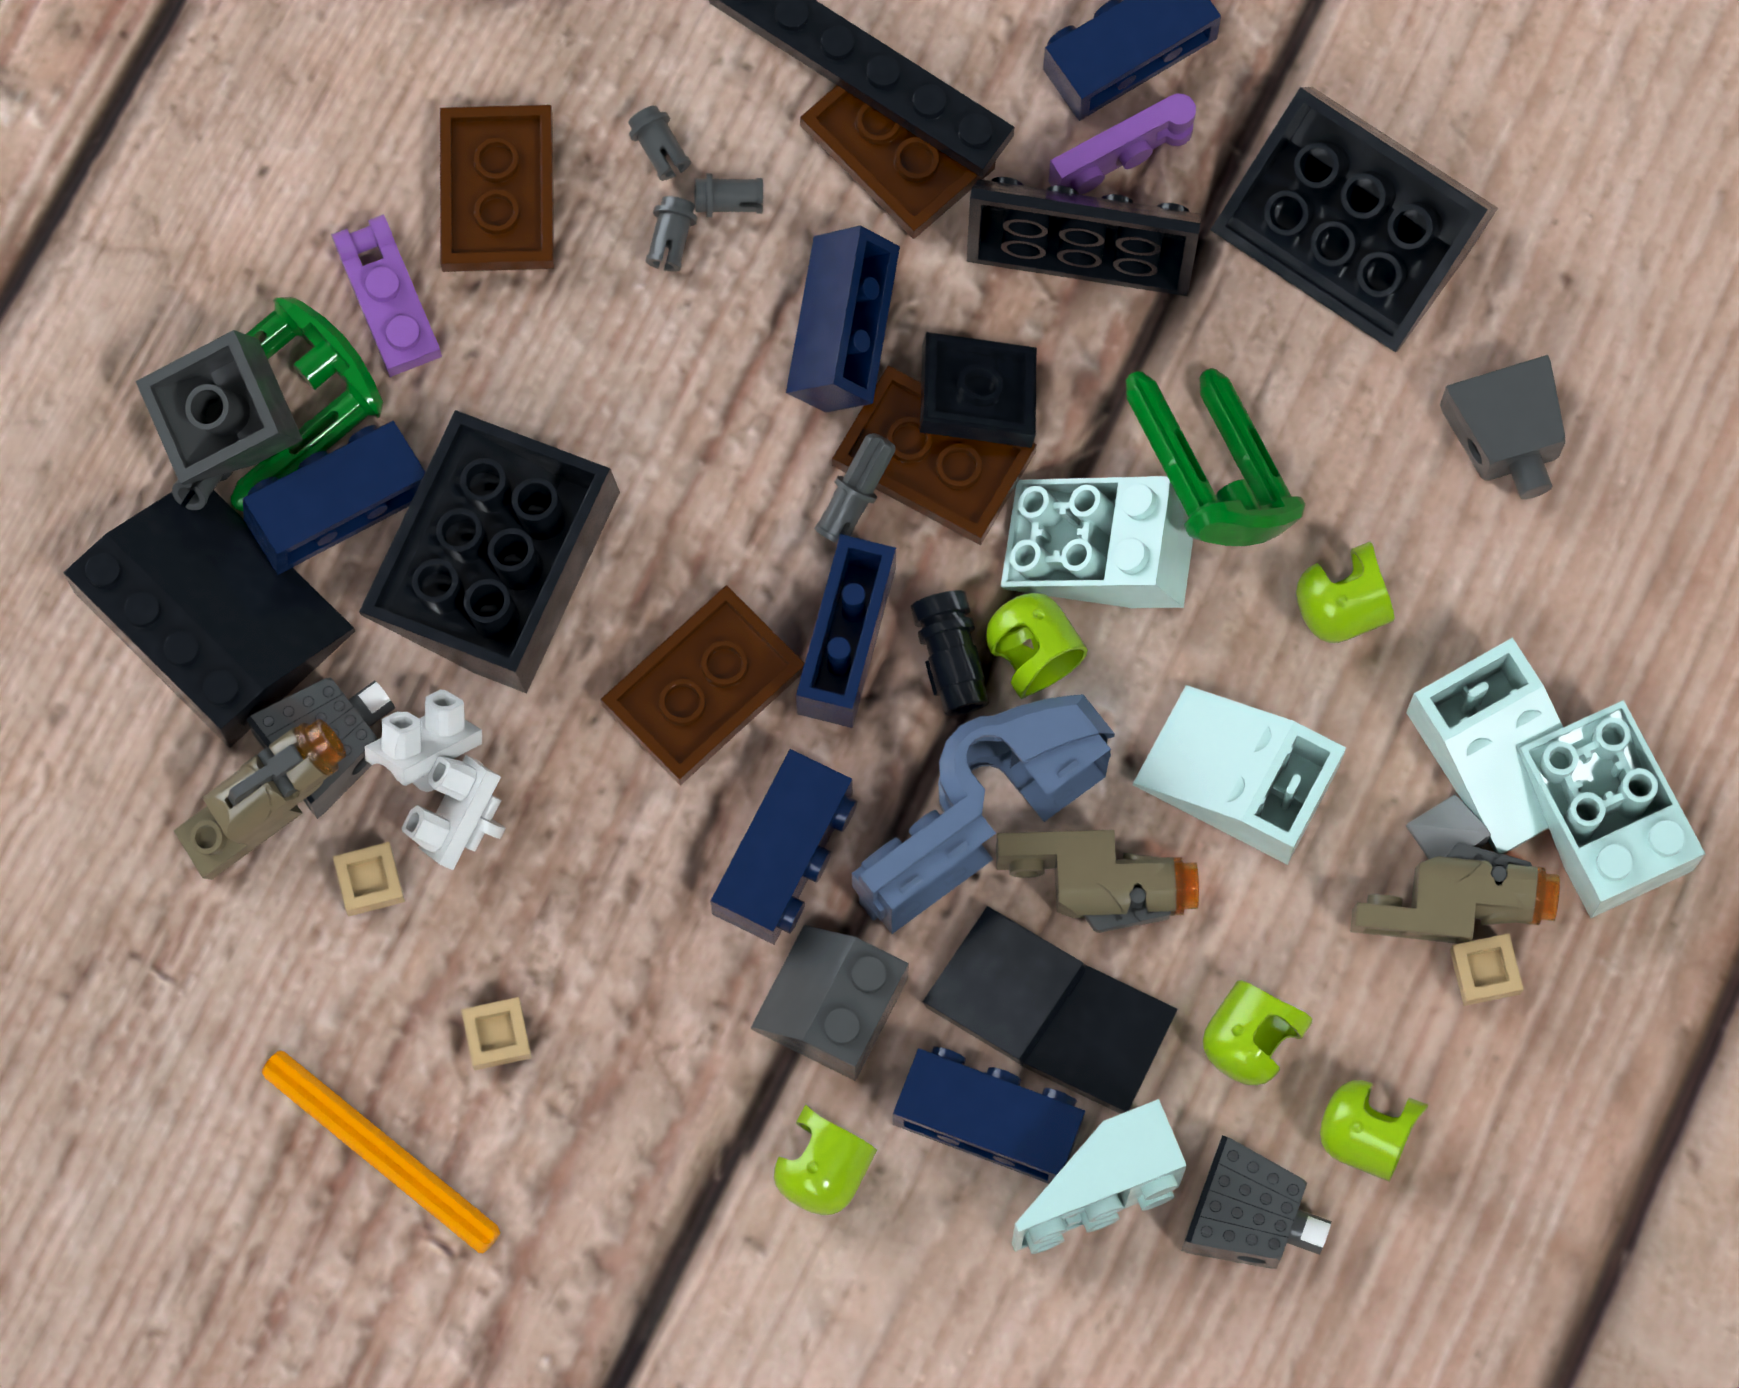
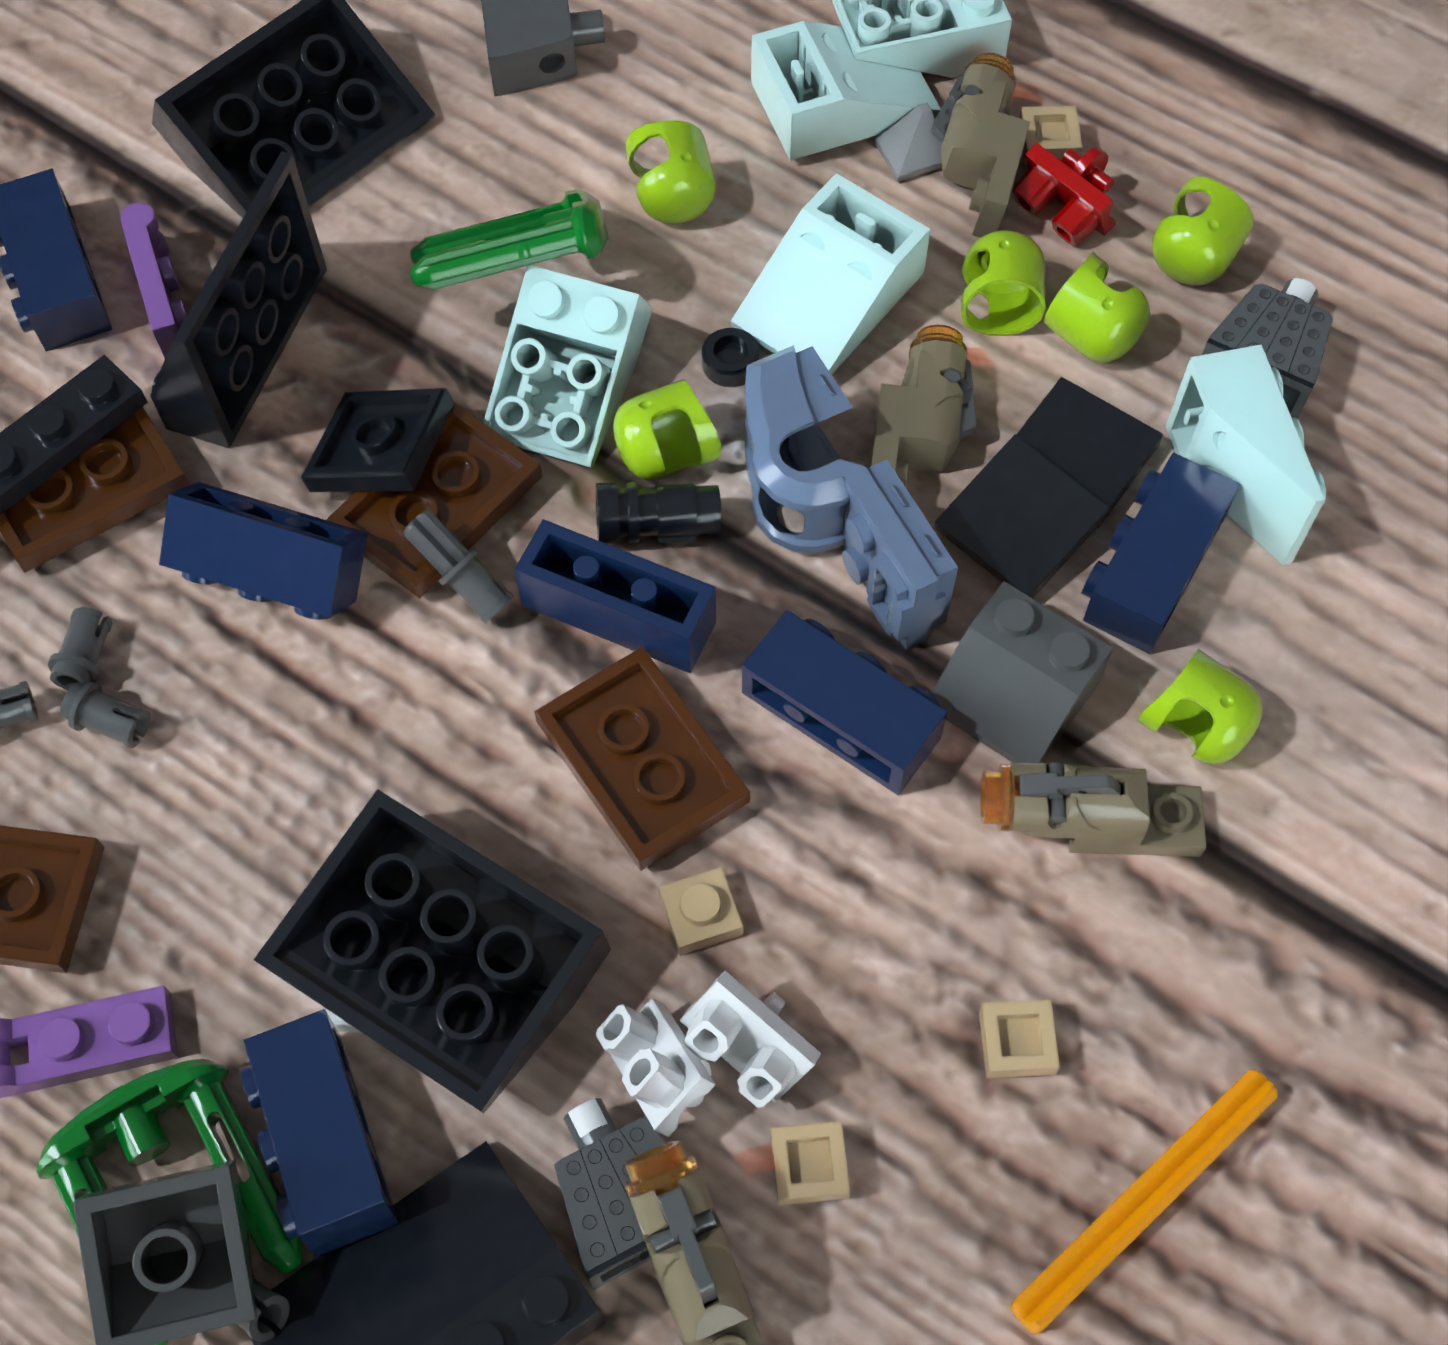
camera: 80 degrees left, 10 degrees down
(573, 760) = (700, 911): none -> tan plate
(711, 1075) = (1095, 808): none -> dark tan plate
(1148, 693) = (727, 356): none -> black tile
(1273, 942) = (1011, 276): none -> lime helmet
(1415, 999) = (1075, 183): none -> red hips

